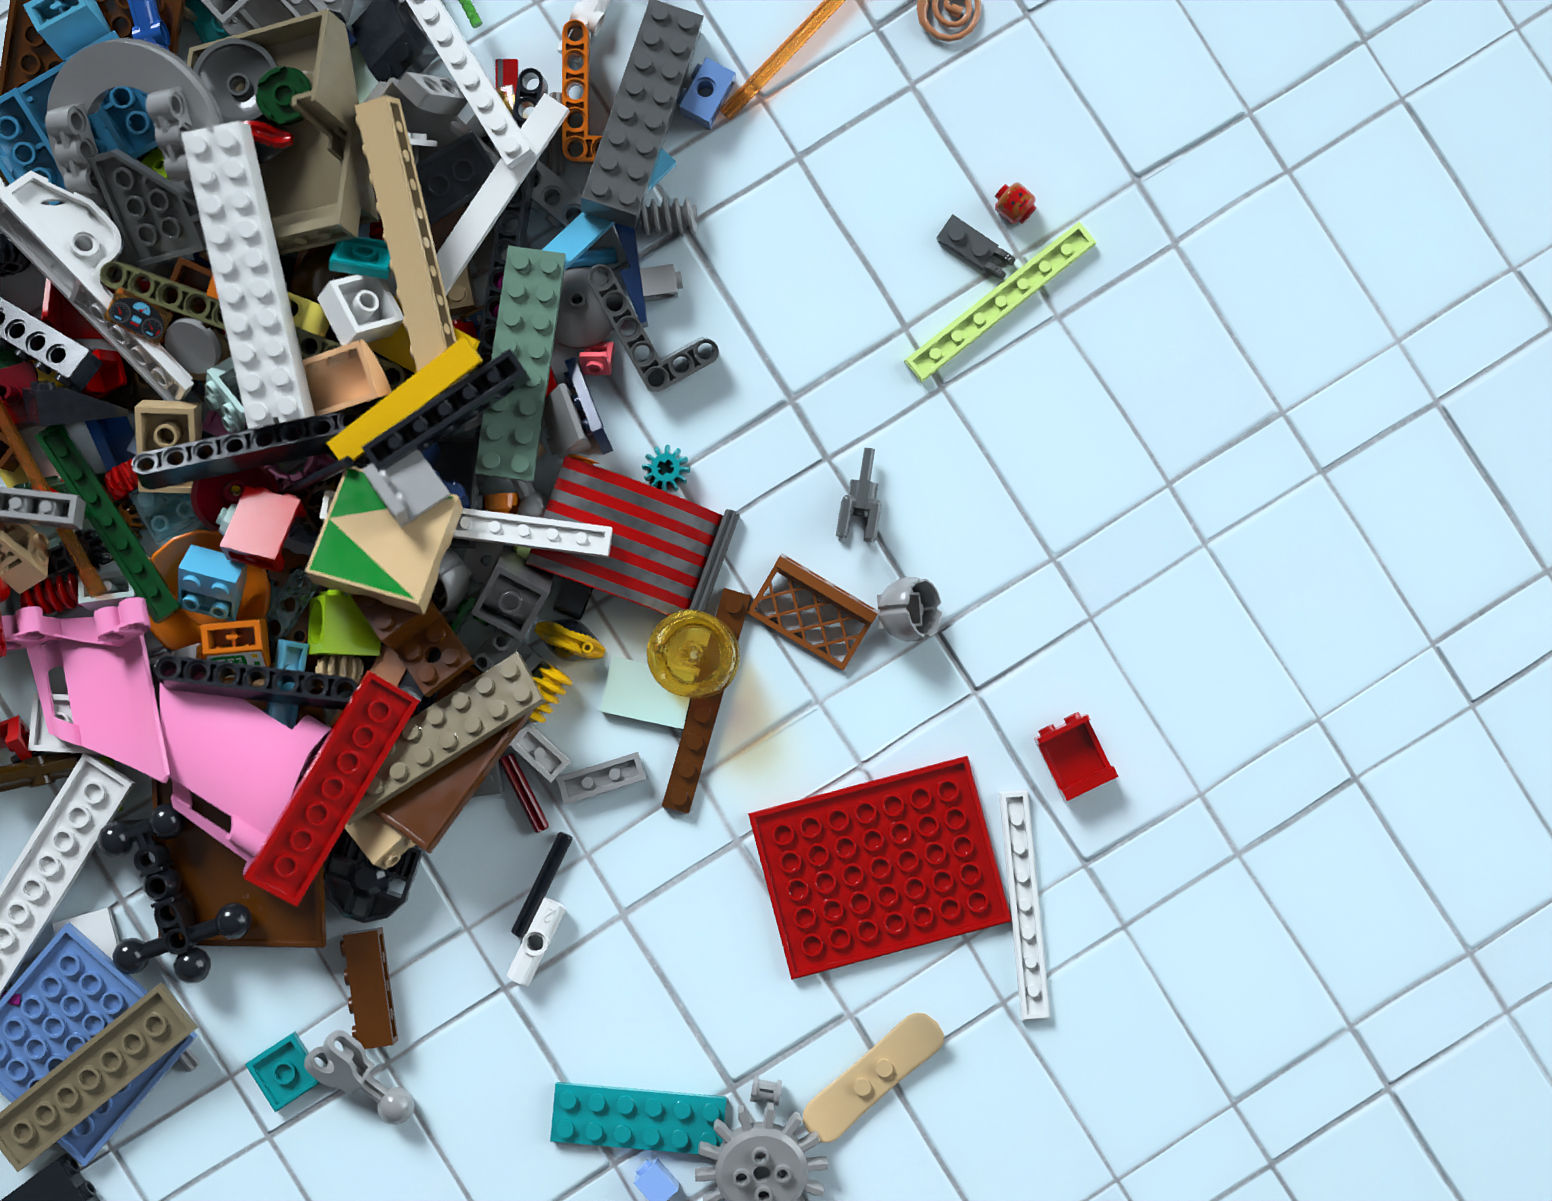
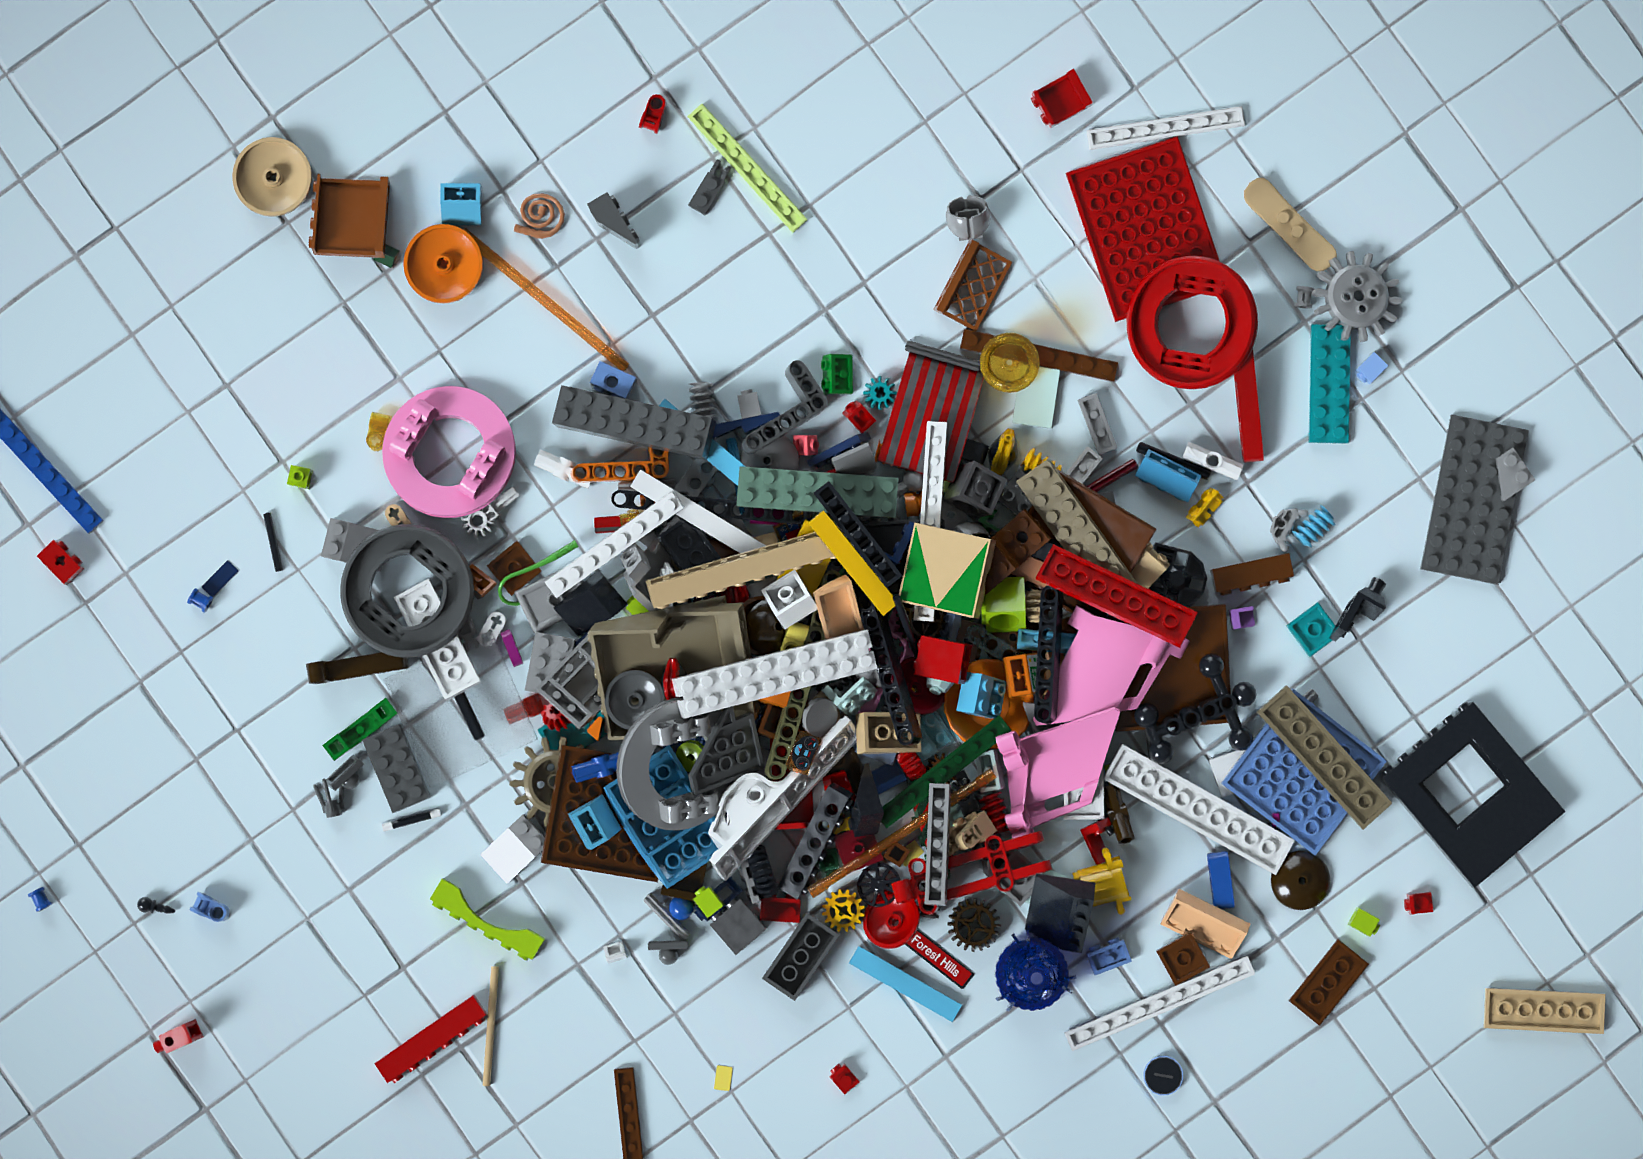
camera: 90 degrees left, 0 degrees up
(202, 30) = (595, 729): none -> orange slope
(276, 94) = (643, 664): dark green tile -> none
(308, 968) = (1242, 617): none -> medium lavender panel
(308, 1136) = (1367, 602): none -> black plate
(351, 1071) = (1308, 581): light grey piece -> none
(361, 257) = (754, 599): teal tile -> none
(407, 487) = (911, 555): light grey bracket -> none
(430, 1084) = (1314, 527): none -> medium azure piece
(437, 1039) = (1283, 525): none -> light grey piece
(482, 932) = (1198, 513): none -> yellow hinge
(518, 875) = (1167, 476): none -> dark azure brick
(634, 437) = (858, 416): none -> red bracket
(650, 996) = (1248, 411): none -> red beam
(669, 909) = (1197, 276): none -> red piece
(696, 410) = (837, 374): none -> green bracket
(861, 501) = (895, 255): dark grey plant -> none
(944, 96) = (608, 217): none -> dark grey slope
(1015, 203) = (678, 161): red head -> none
(1083, 172) = (653, 115): none -> red piece

